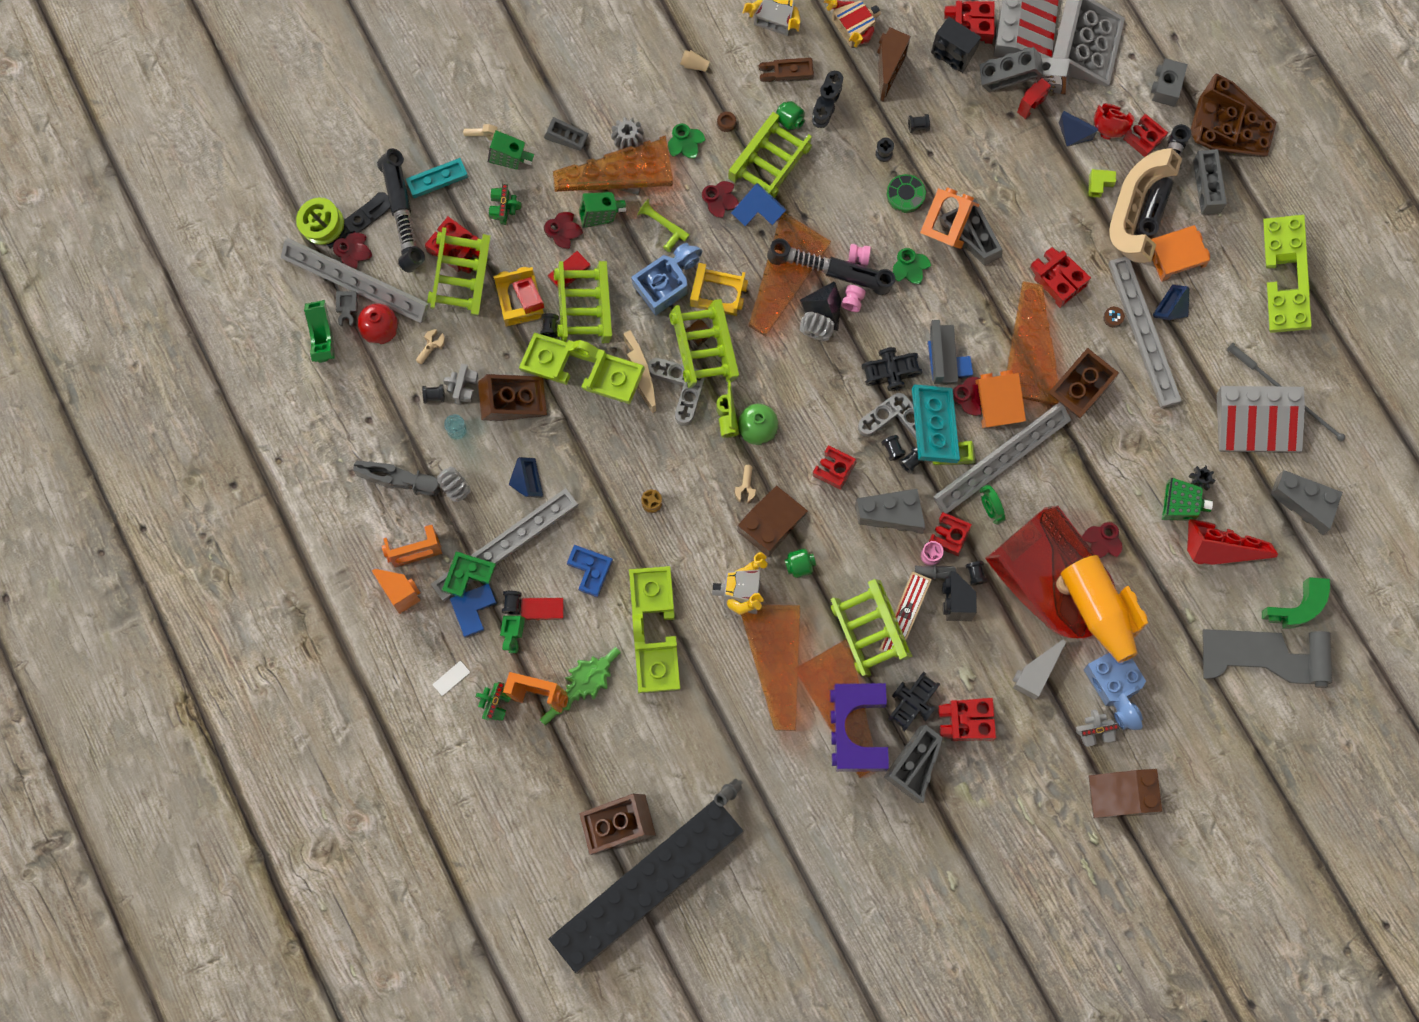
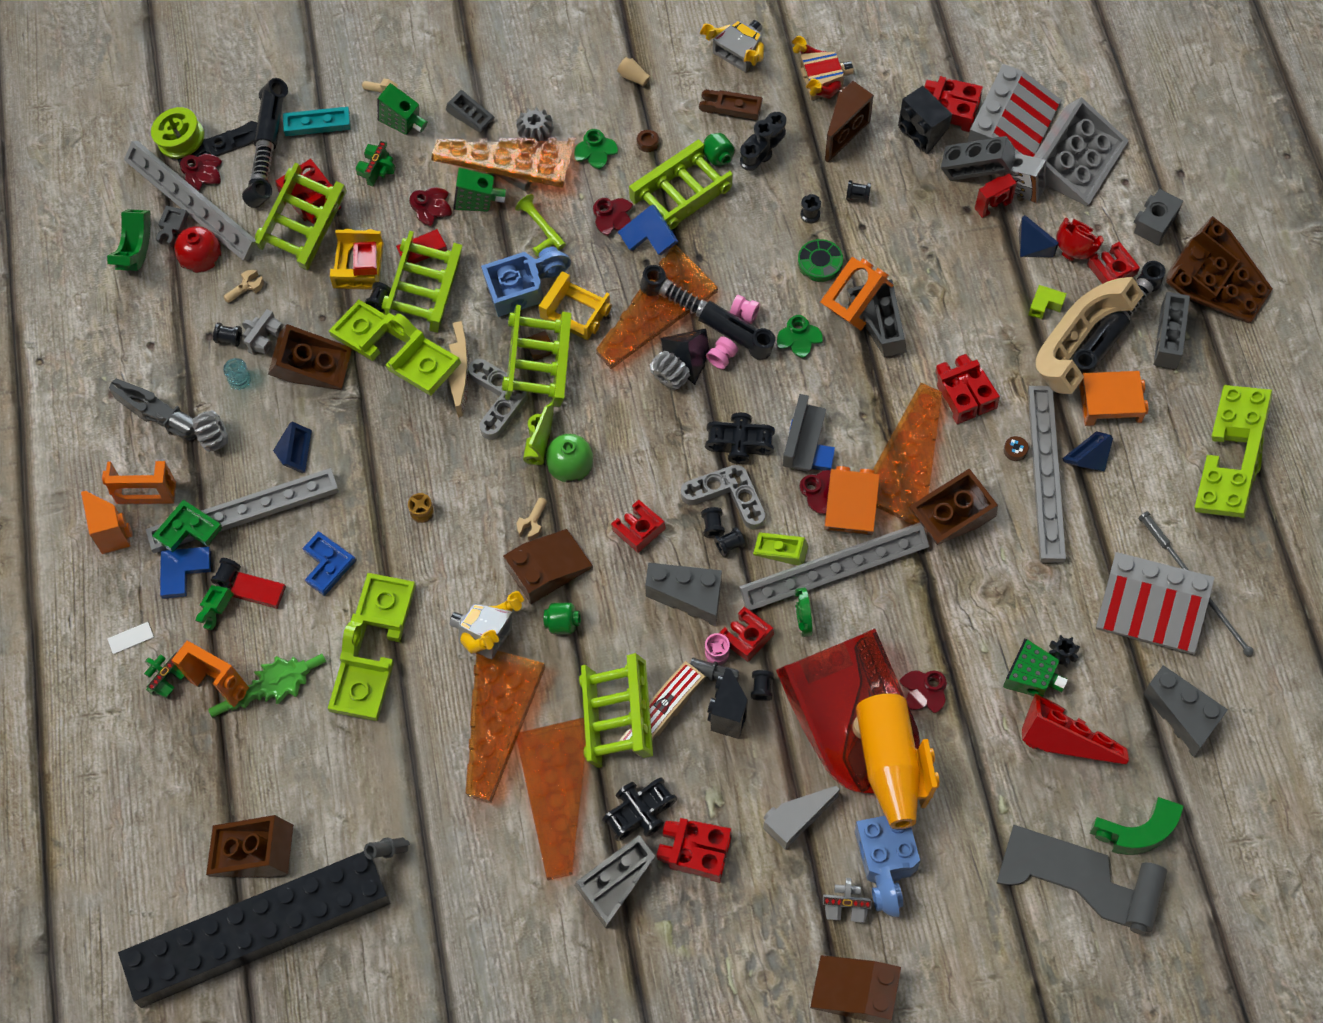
camera: 20 degrees right, 10 degrees down
(847, 755) = (559, 782): dark purple arch -> none
(935, 424) = (768, 507): teal plate -> none

